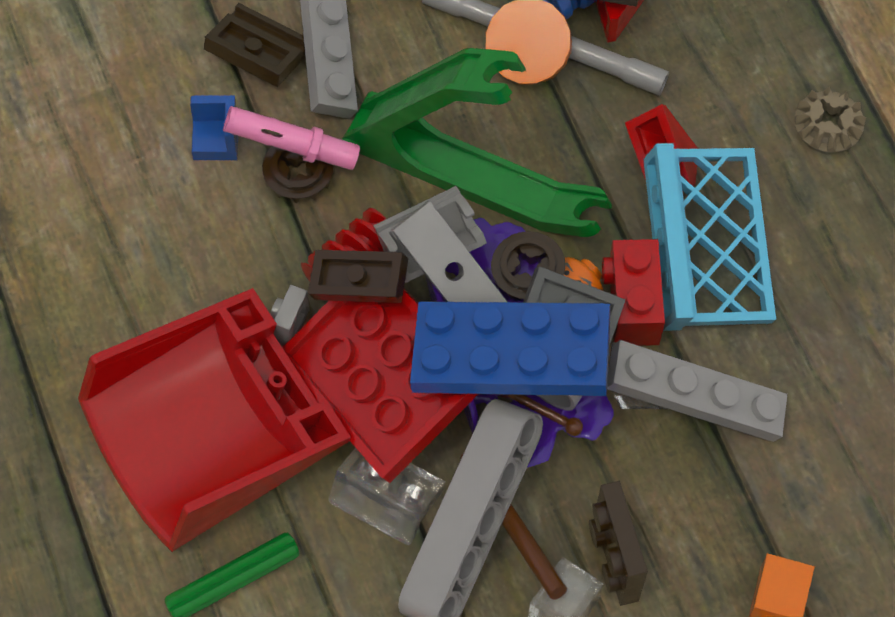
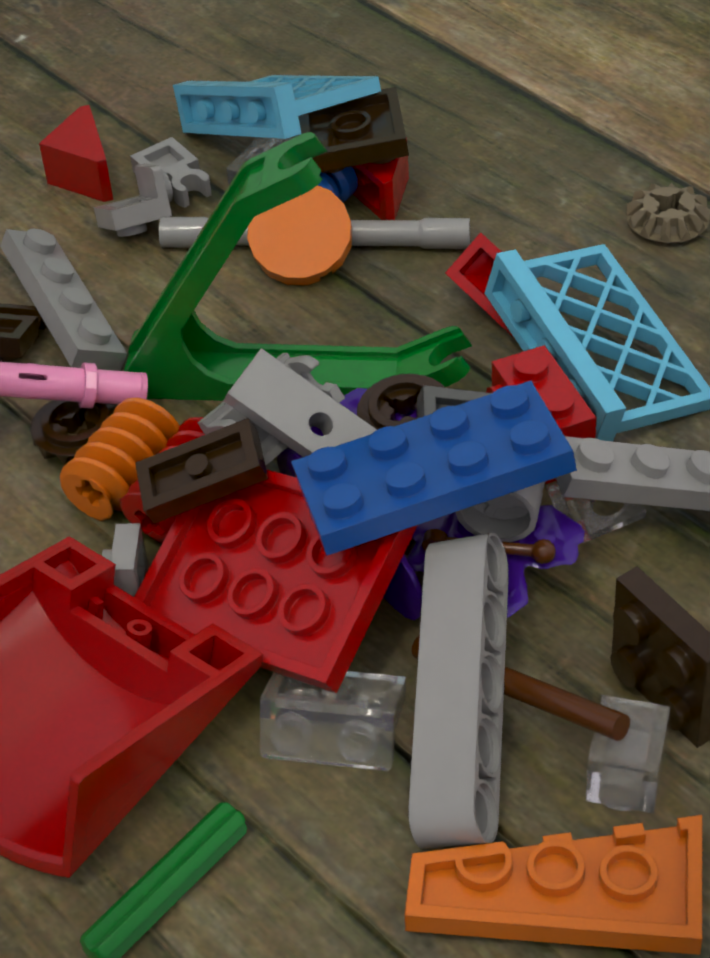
camera: 15 degrees left, 20 degrees down
(316, 213) = (106, 463): none -> orange piece

